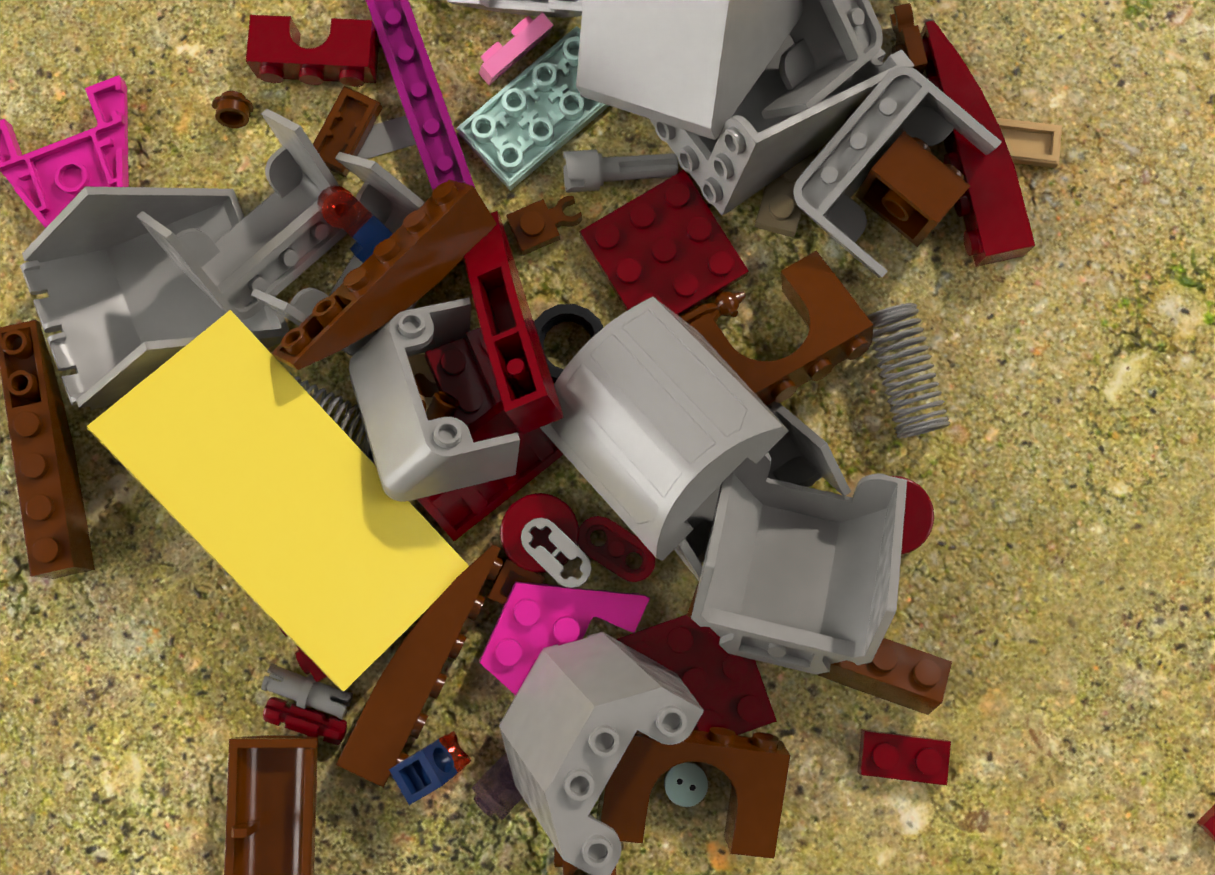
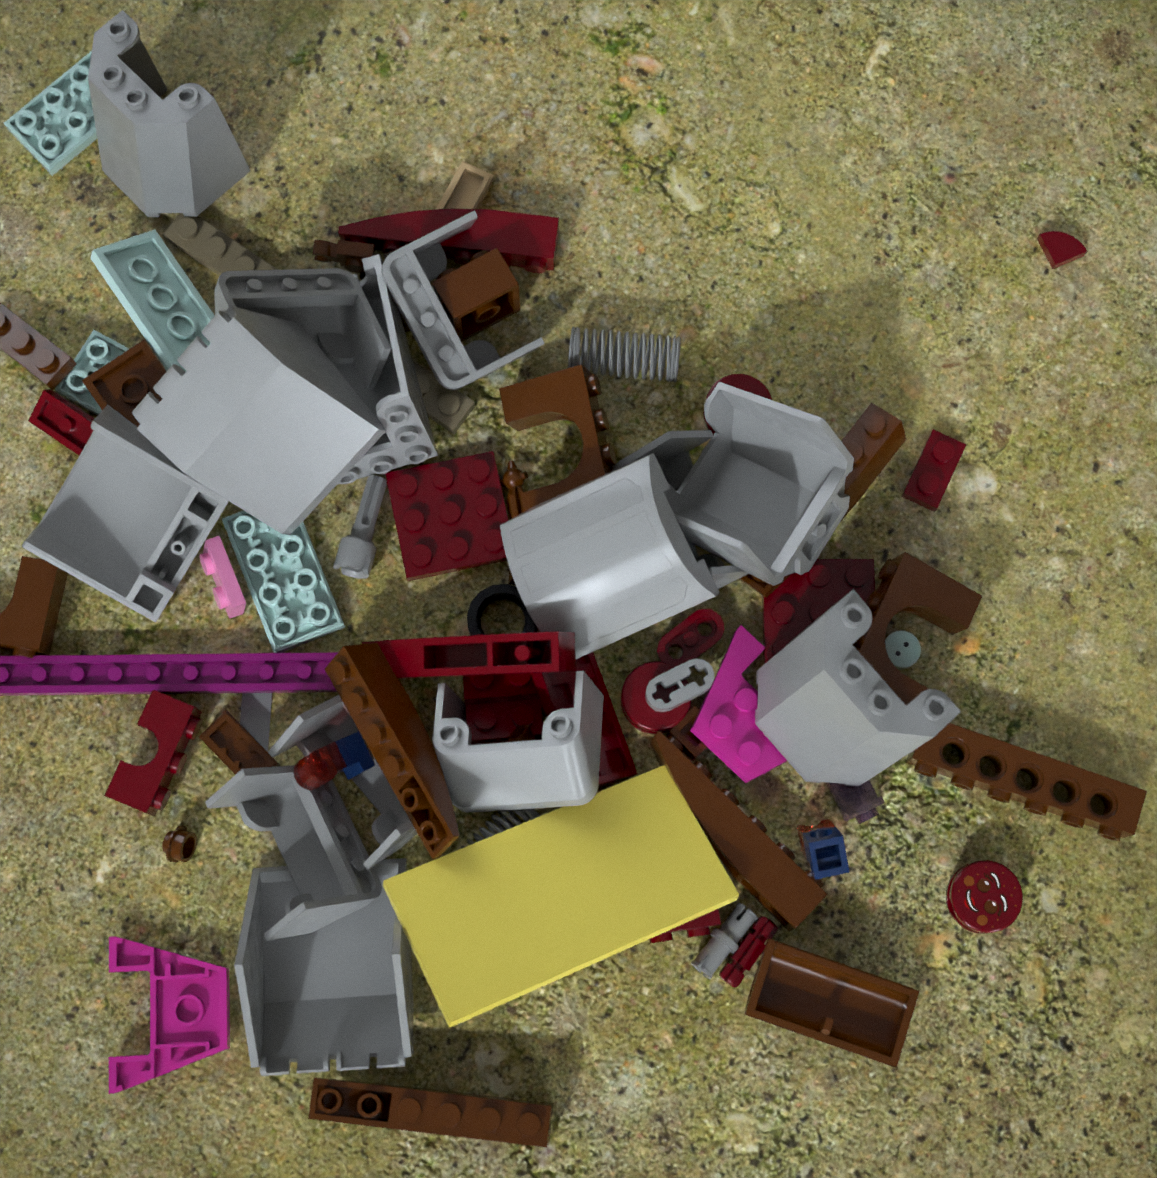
camera: 75 degrees left, 5 degrees down
(537, 225) = (386, 613): reddish brown plate -> none

